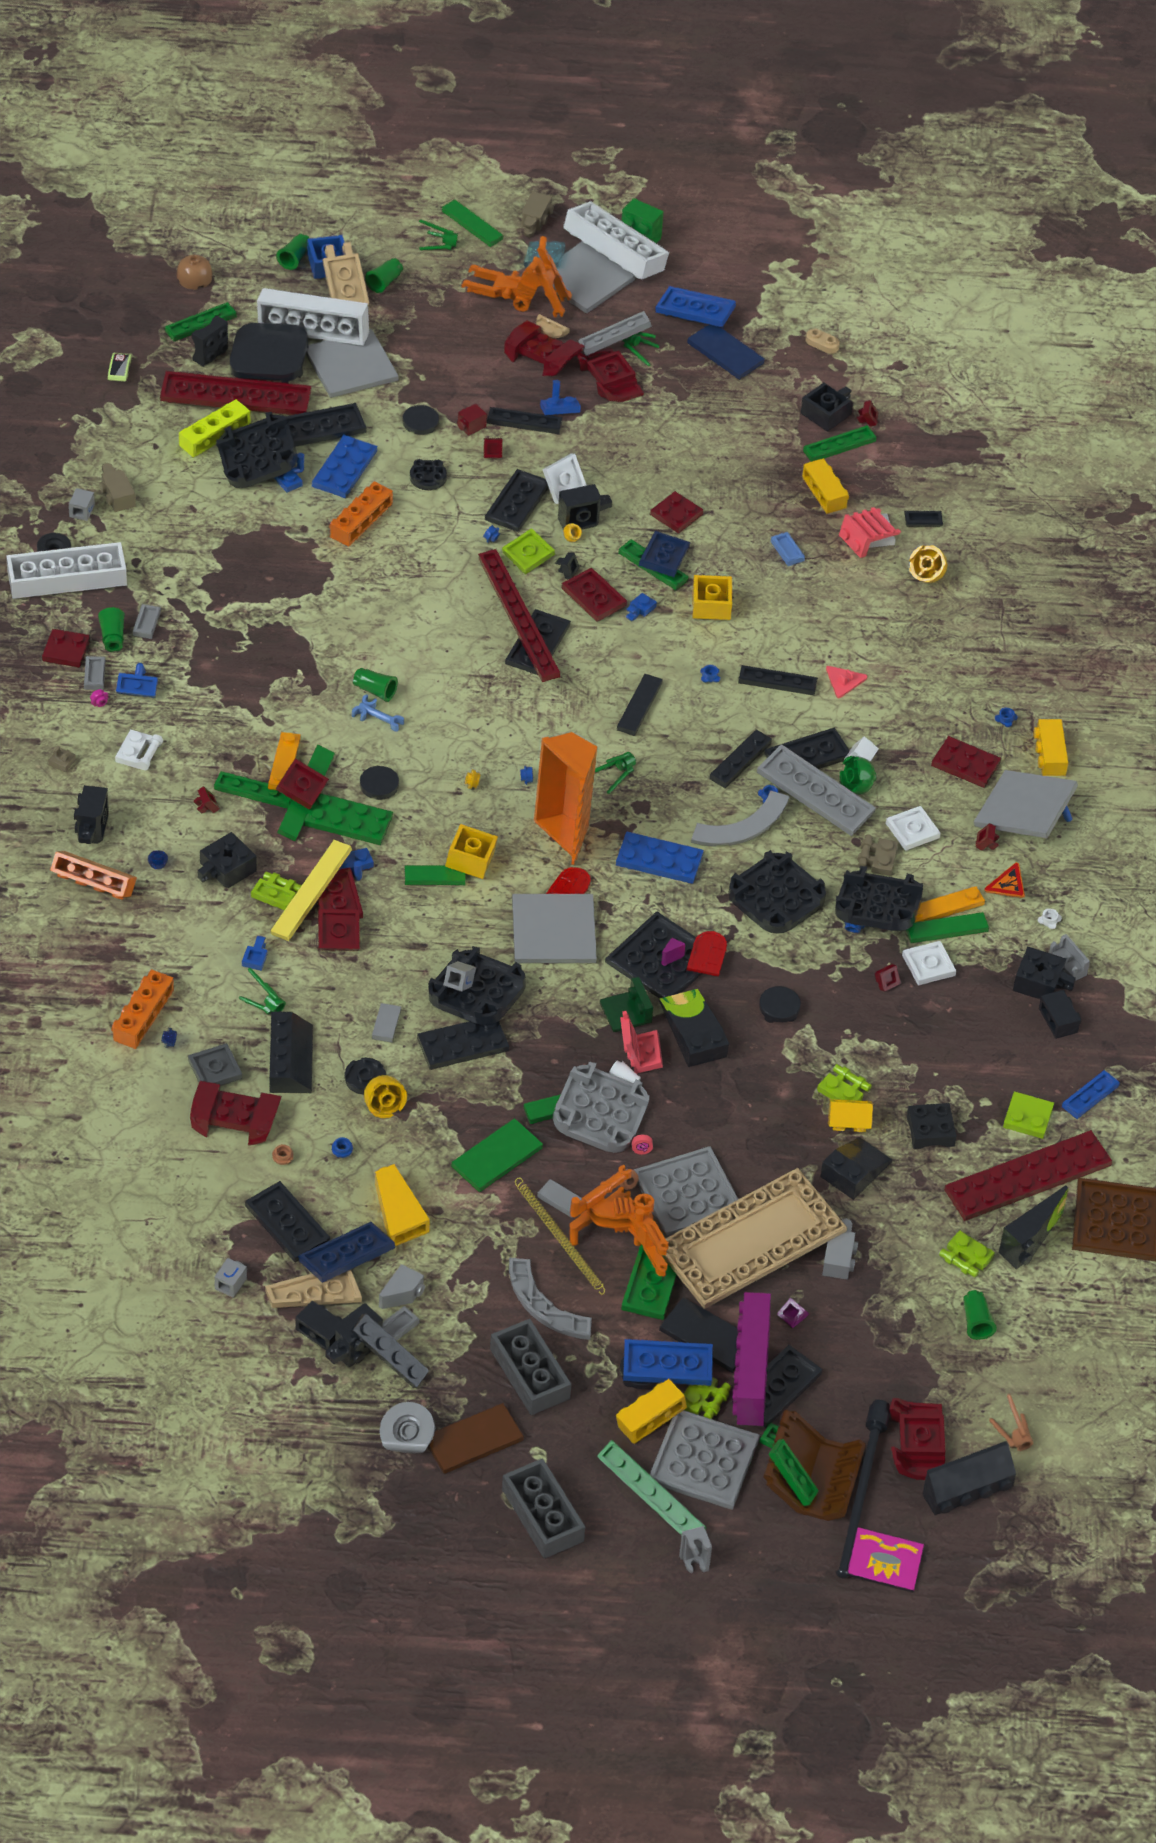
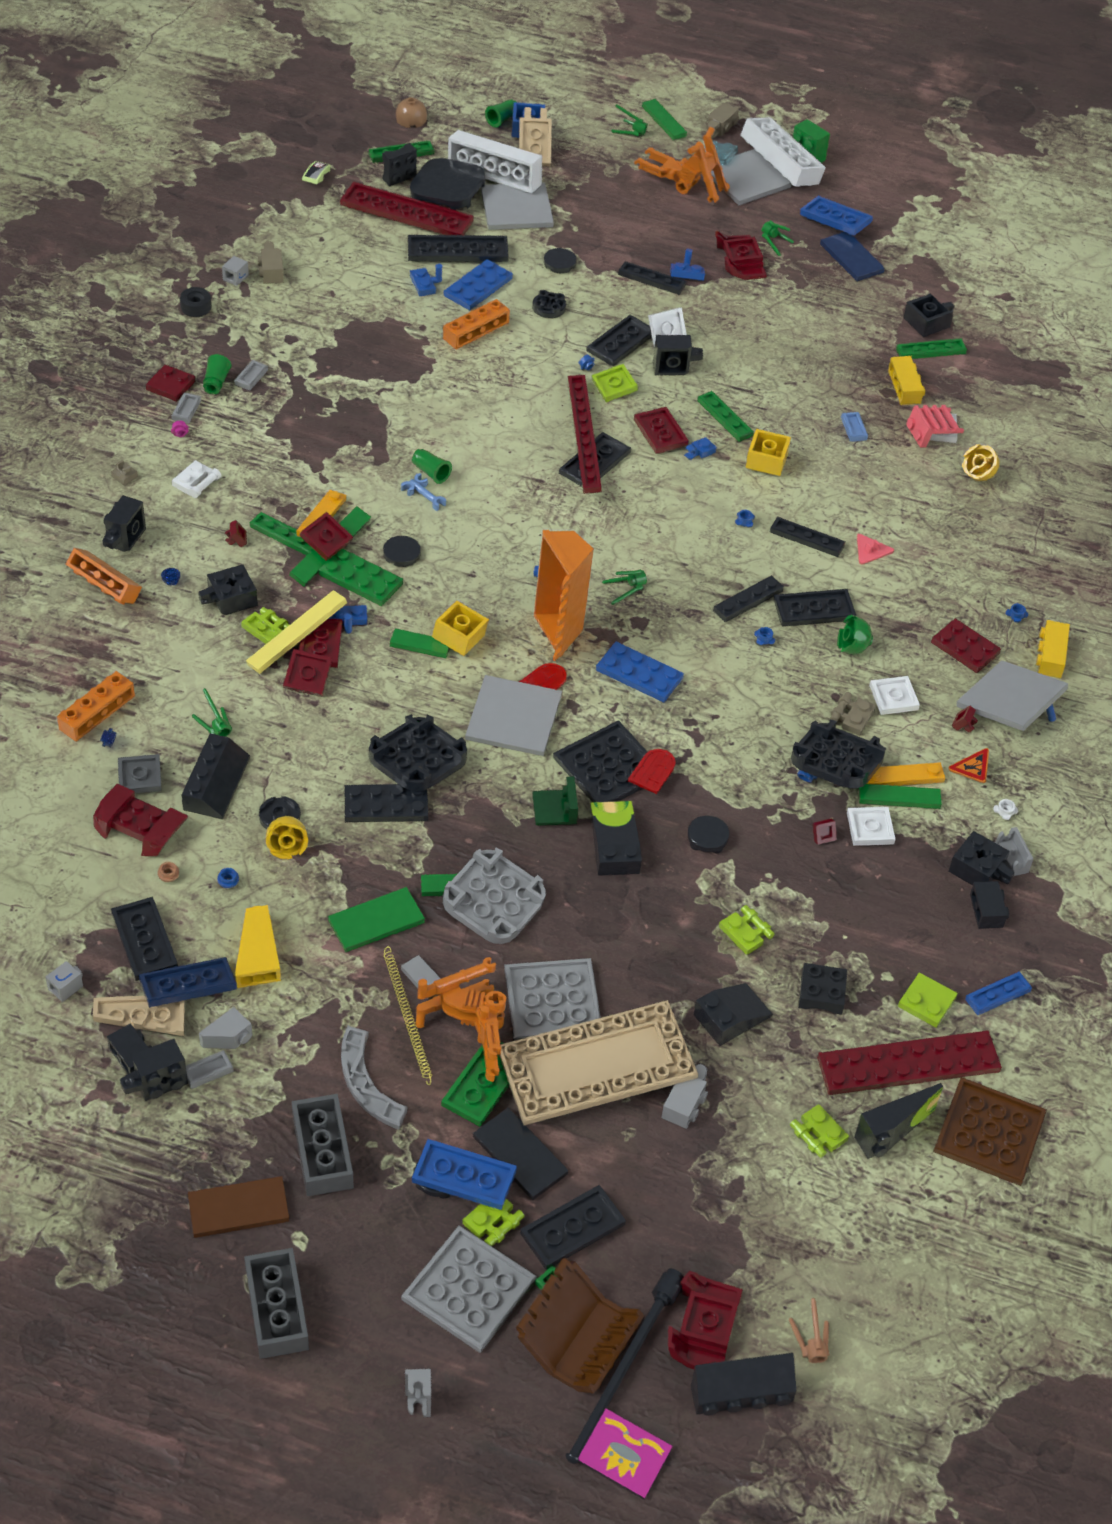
camera: 15 degrees right, 0 degrees up
(66, 570) = (196, 319): white brick -> none
(137, 684) = (218, 423): blue plate -> none
(206, 431) = (376, 233): neon yellow brick -> none
(255, 956) = (222, 680): blue plate -> none
(257, 451) = (404, 256): black tile -> none
(383, 275) = (571, 143): green plant -> none
(386, 1022) = (320, 768): light grey tile -> none
(389, 1350) = (182, 1093): black plate -> none
(407, 1428) = (171, 1179): light grey hat -> none
(459, 976) = (400, 738): light grey brick -> none
(472, 419) = (604, 267): dark red brick -> none
(472, 779) = (488, 565): yellow plate -> none
(492, 448) = (614, 293): dark red tile -> none
(530, 342) = (682, 219): dark red piece -> none
(551, 327) = (702, 210): tan plate -> none
(569, 565) = (646, 400): black tile -> none
(576, 532) = (663, 375): yellow plate -> none
(615, 333) = (755, 221): light grey plate -> none
(623, 1071) = (530, 865): white cone -> none
(632, 1183) = (499, 978): nougat plate -> none
(639, 704) = (669, 532): black tile -> none
(641, 1049) = (554, 847): coral plate -> none
(642, 1144) = (522, 941): coral tile -> none
(648, 1488) = (399, 1310): tile -> none
(651, 1411) = (429, 1222): yellow brick -> none
(664, 554) = (737, 408): dark blue tile -> none
(673, 951) = (618, 760): magenta slope -> none
(676, 512) = (762, 377): dark red plate -> none
(745, 829) = (732, 662): light grey tile -> none
(752, 1359) = (550, 1193): magenta brick -> none
(777, 893) = (741, 728): black tile -> none
(792, 1313) = (617, 1151): magenta slope -> none
(793, 1472) = (552, 1329): green tile -> none
(816, 790) = (810, 641): light grey plate -> none
(822, 341) = (942, 264): tan plate -> none
(850, 1114) = (742, 958): yellow brick -> none
(863, 748) = (868, 612): white brick -> none
(868, 414) = (965, 329): dark red tile -> none
(923, 518) = (989, 425): black tile -> none
(978, 1316) = (810, 1201): green plant -> none

